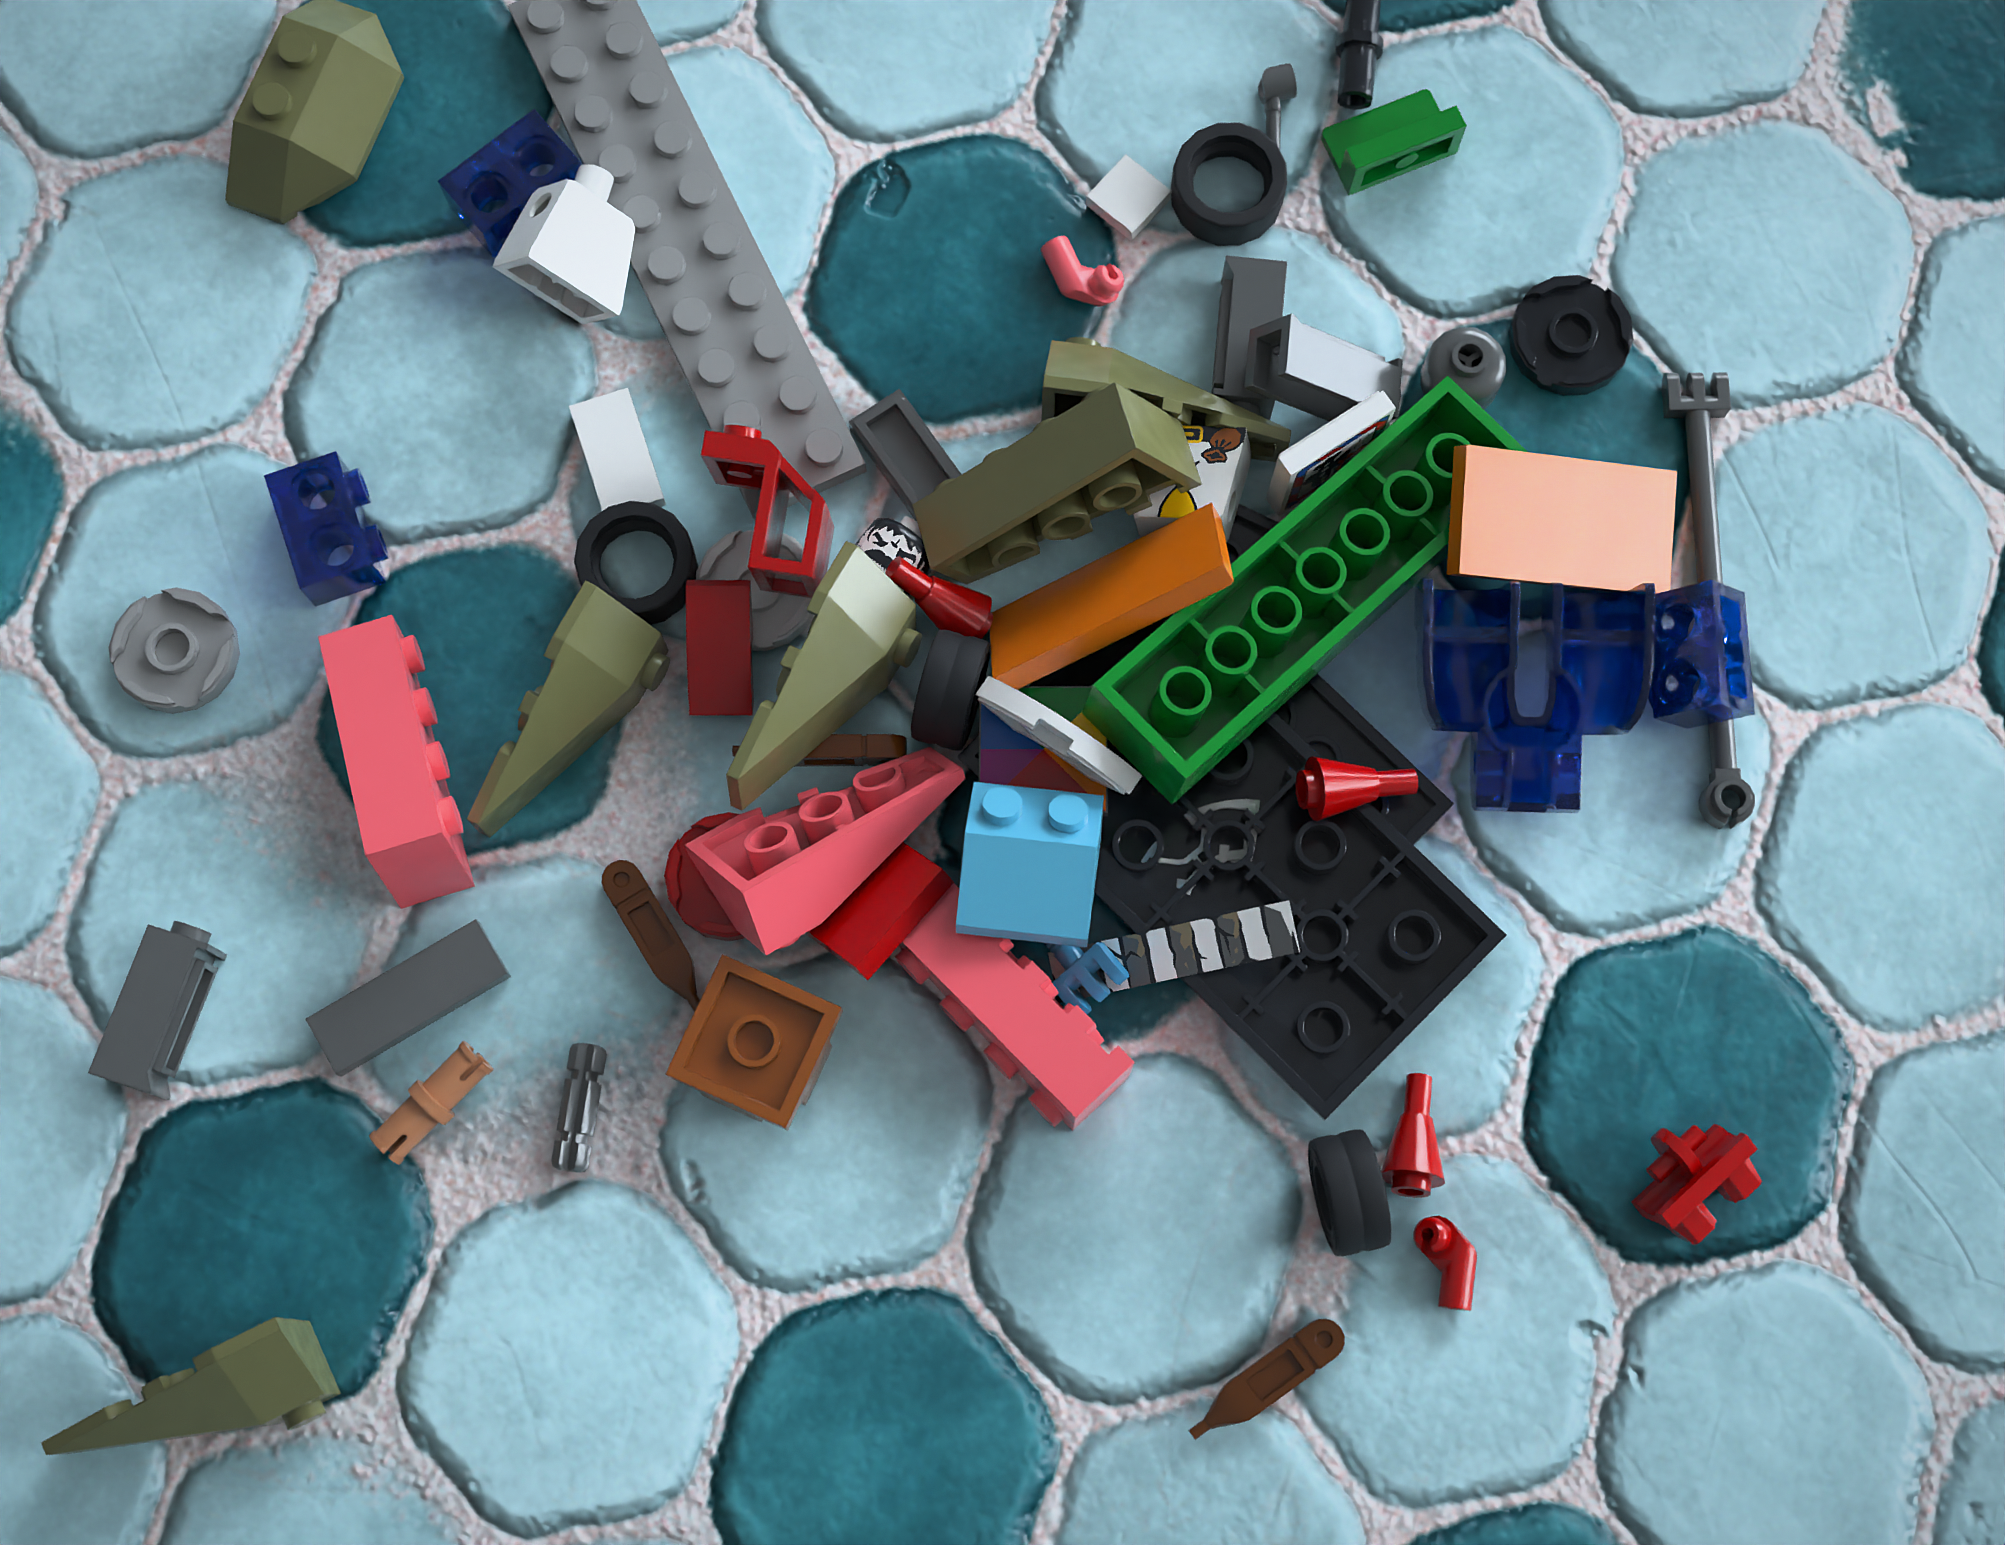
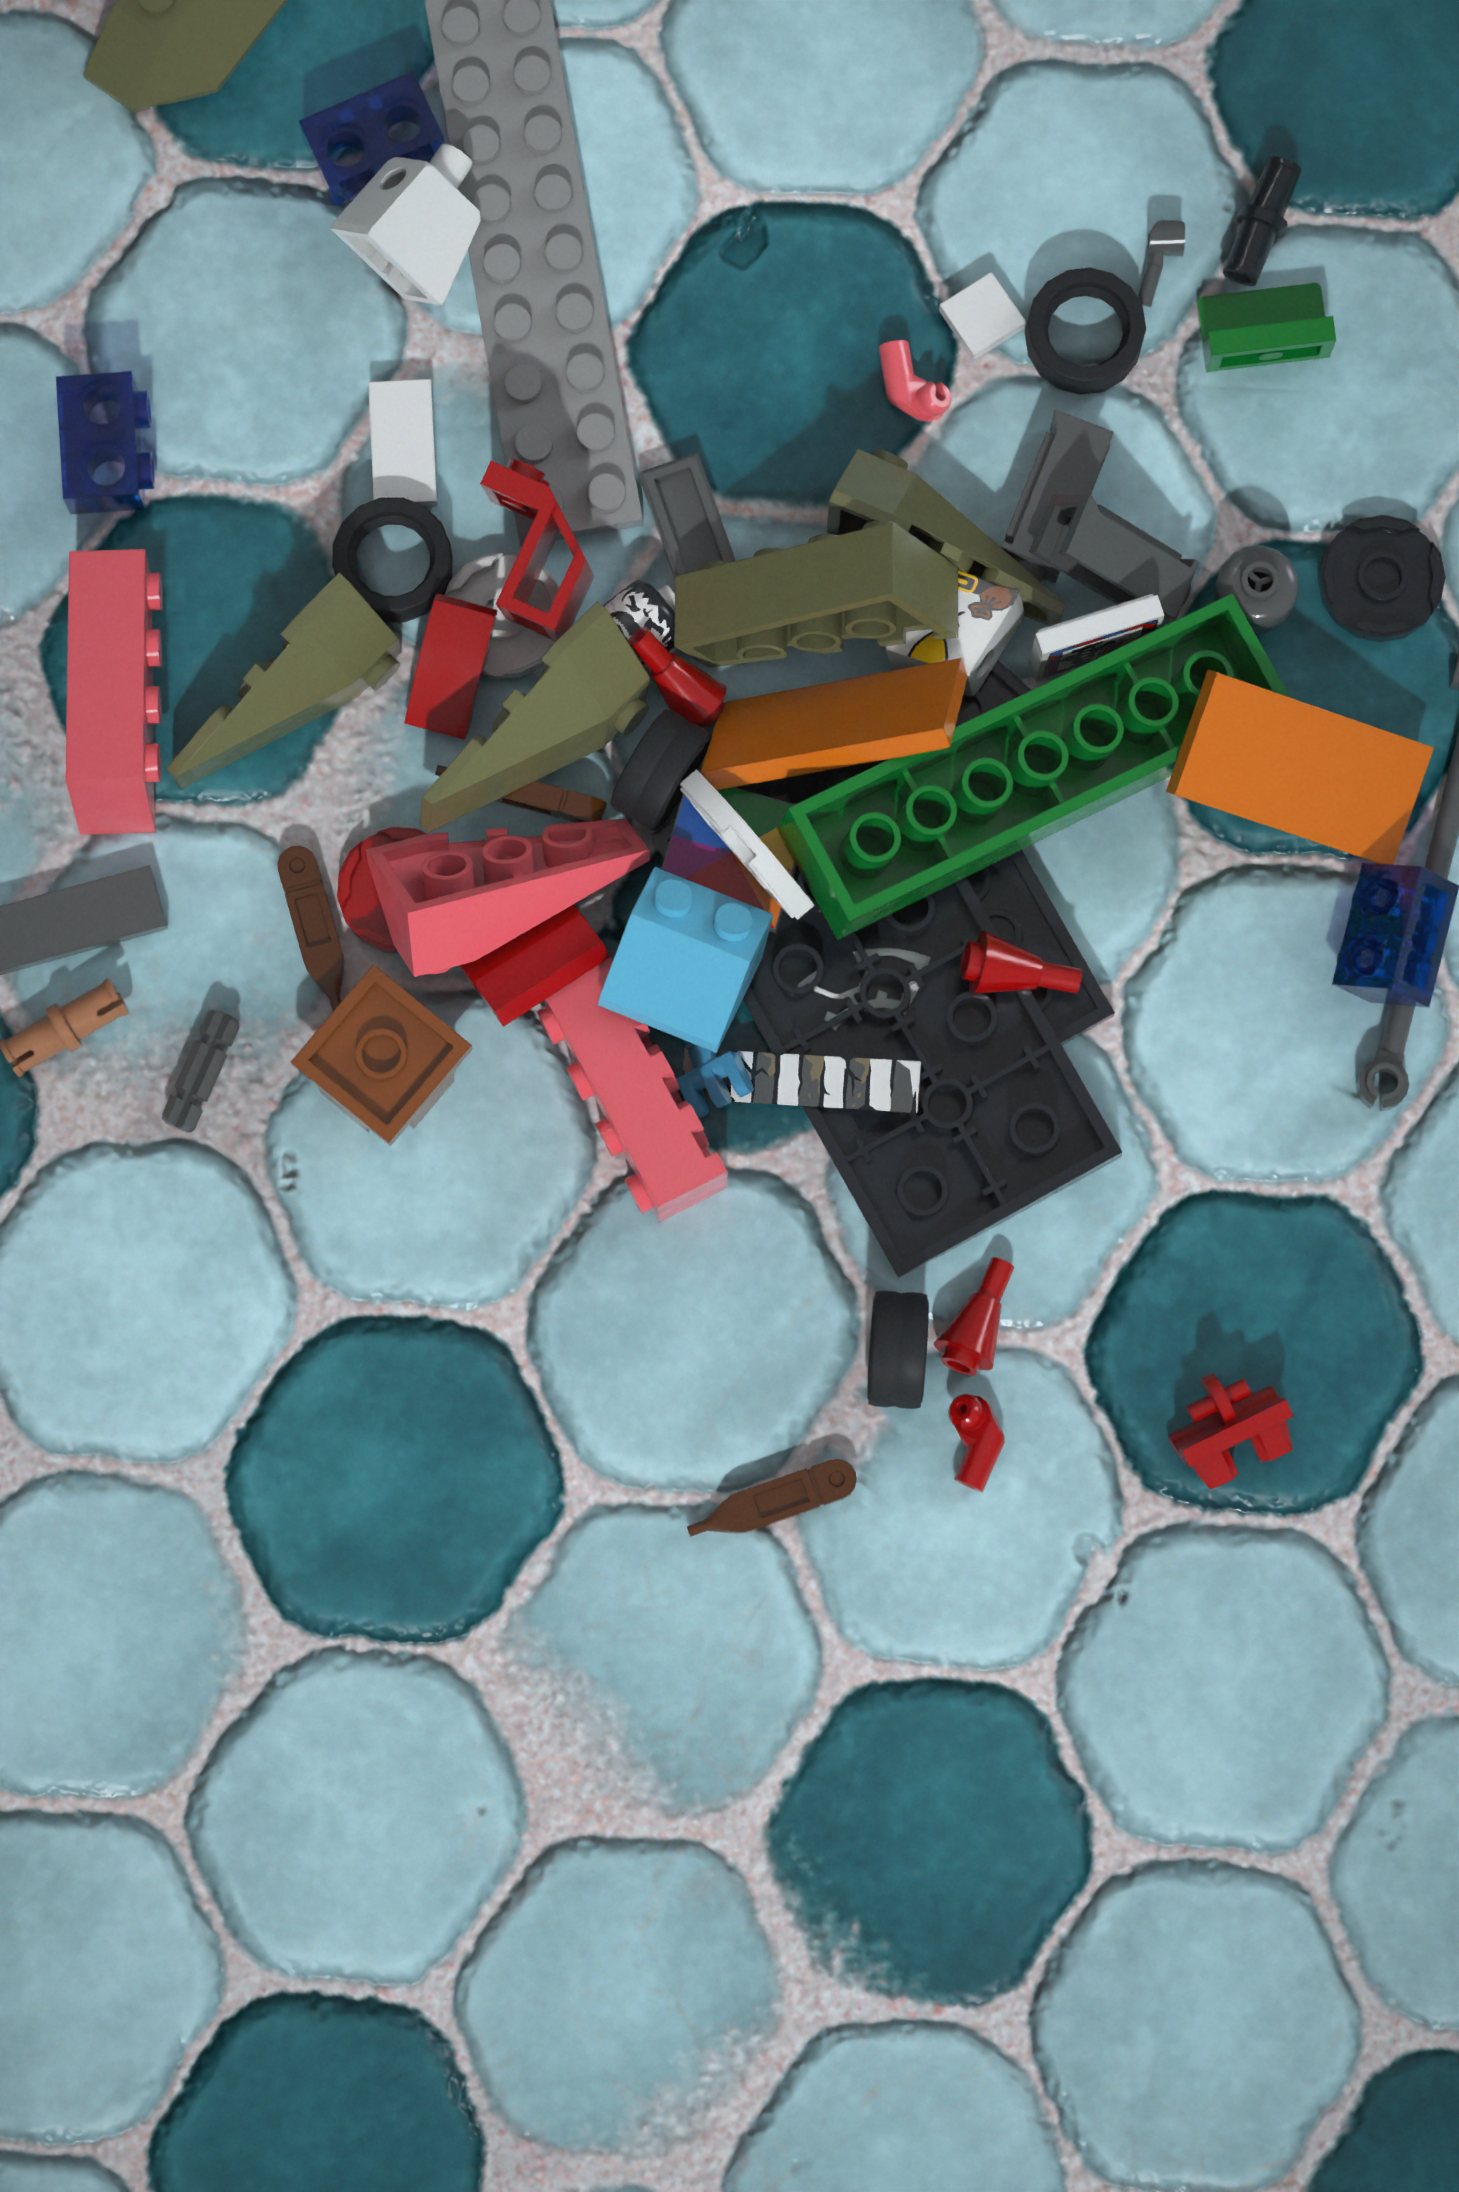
camera: 15 degrees right, 5 degrees up
(1593, 684) = (1159, 900): clear blue piece -> none

